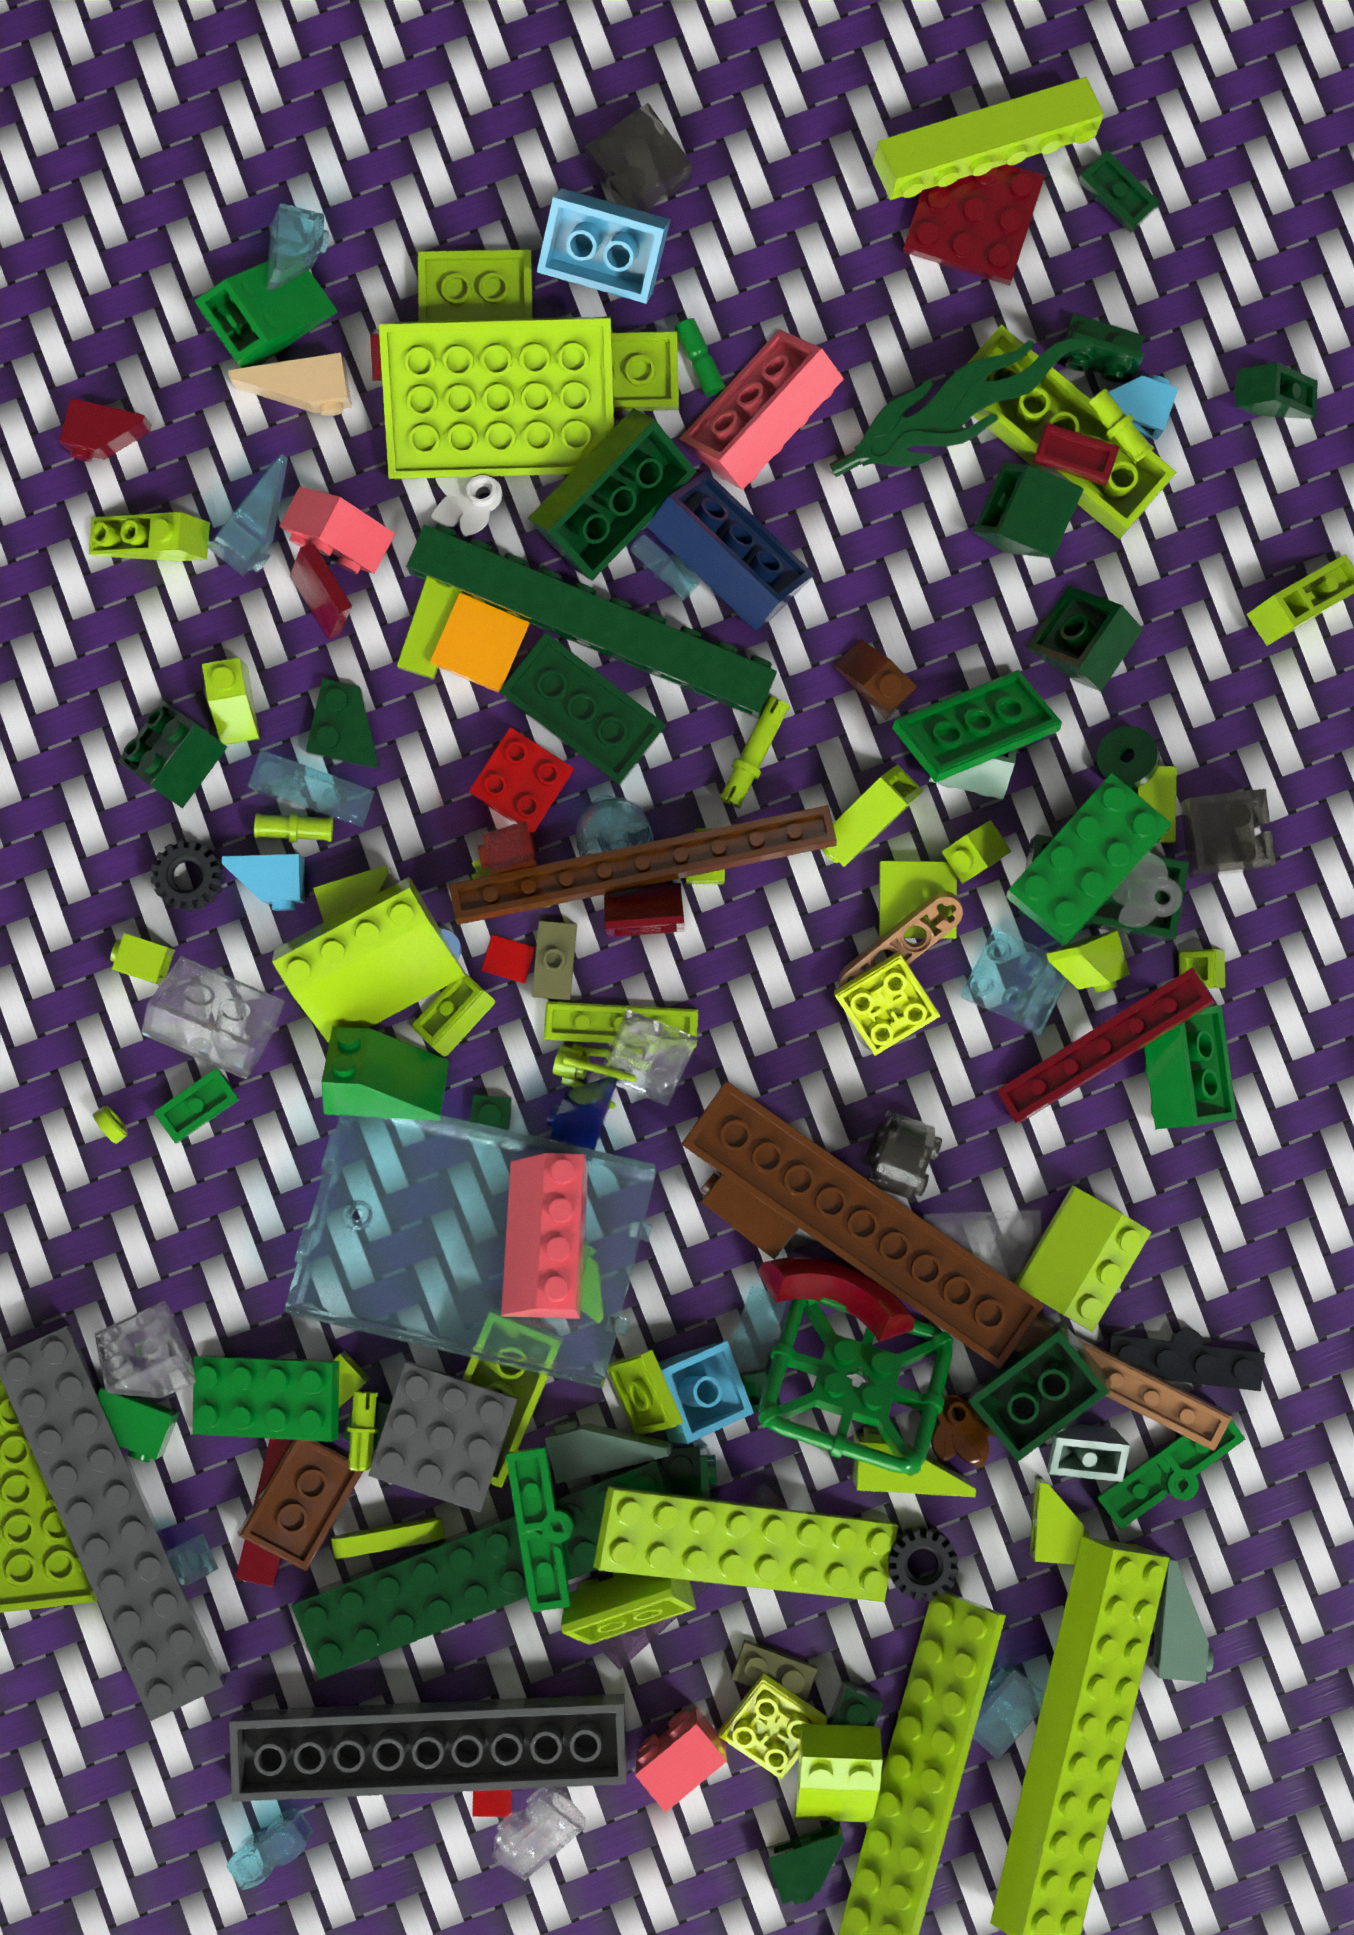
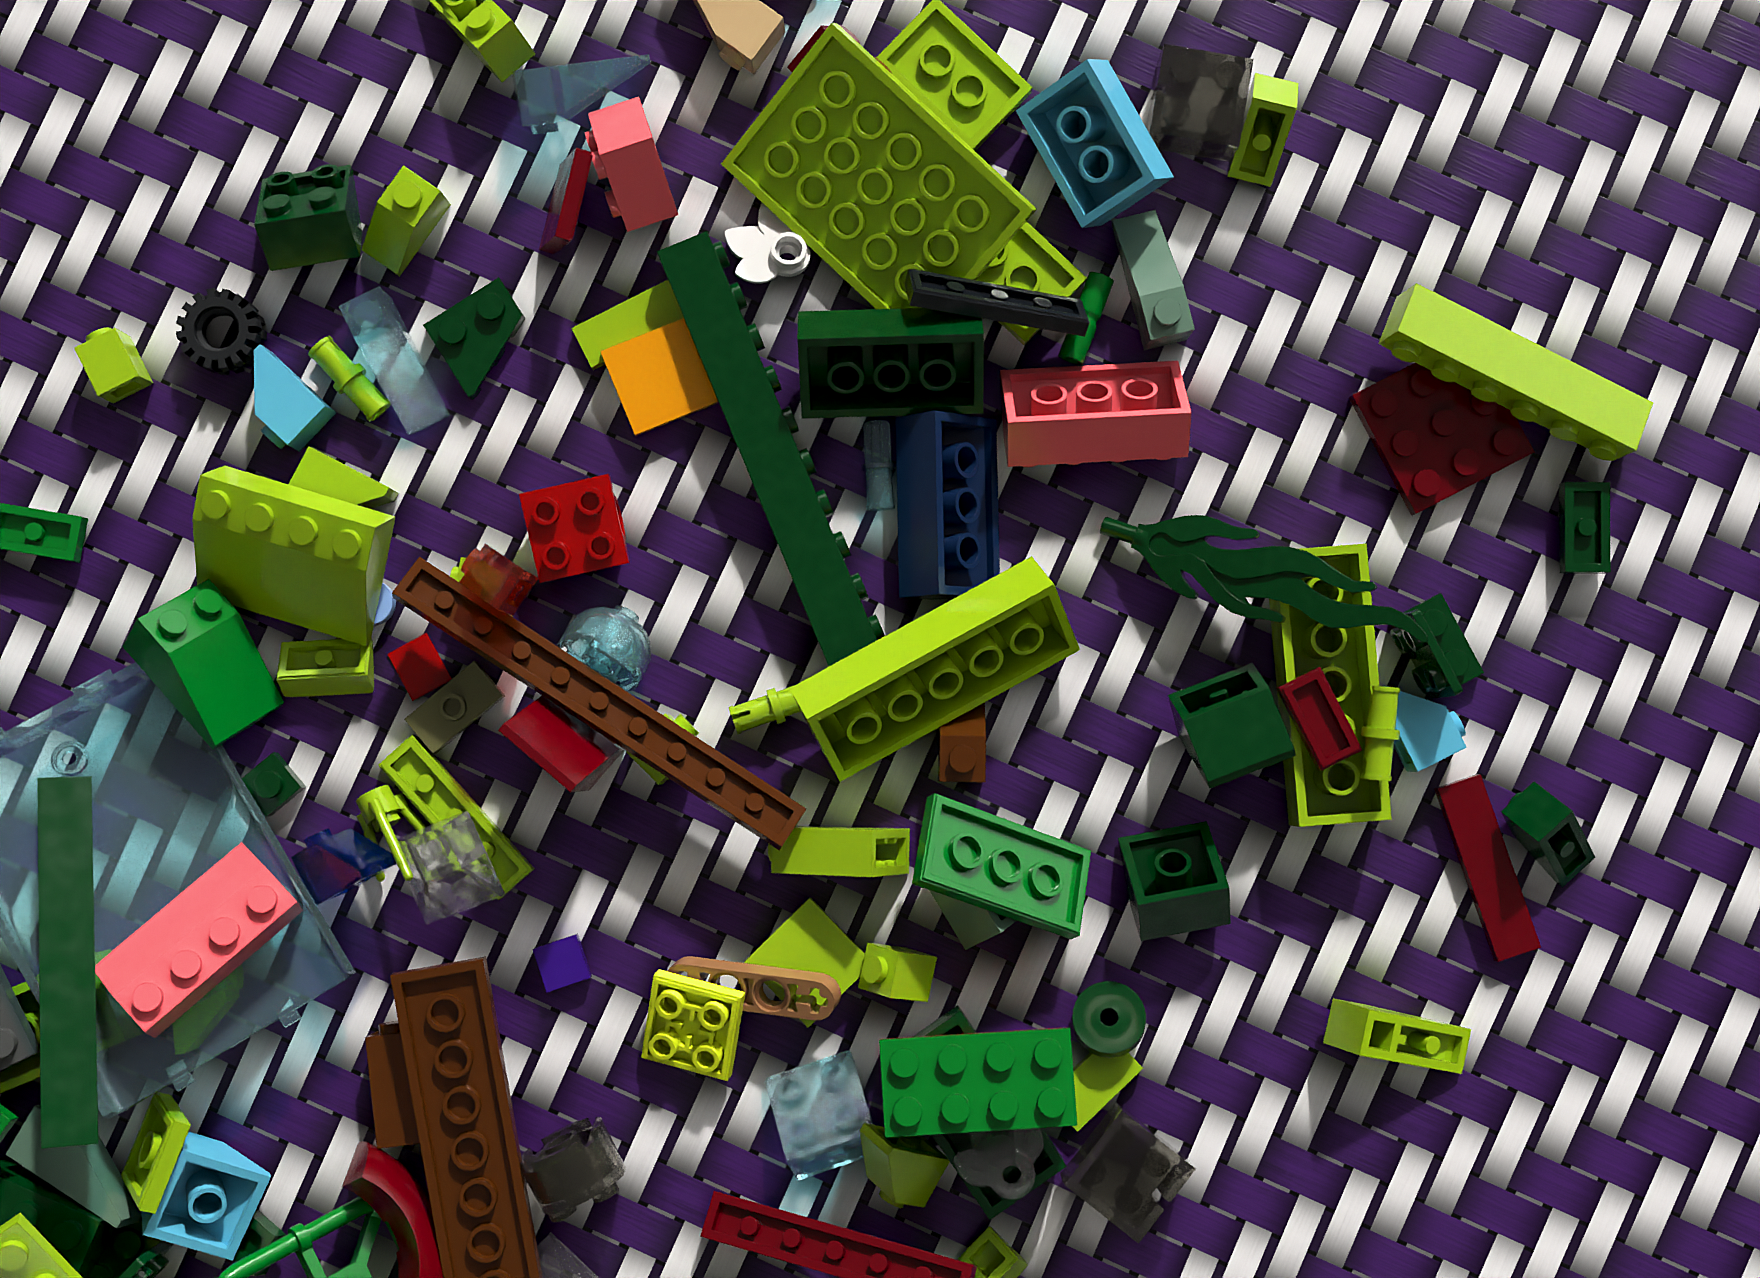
camera: 40 degrees right, 0 degrees up
(212, 1017) = (121, 470): clear slope -> none
(484, 1321) = (67, 963): none -> dark green sticker
(582, 709) = (689, 518): dark green plate -> none
(640, 396) = (996, 302): none -> black tile
(695, 135) = (1265, 129): none -> lime slope
(717, 295) = (1152, 281): none -> sand green slope
(757, 1328) = (309, 1189): clear light blue tile -> none
(771, 1047) = (562, 962): none -> dark purple tile
(821, 648) = (936, 668): none -> lime brick
(1260, 449) = (1487, 867): none -> dark red tile

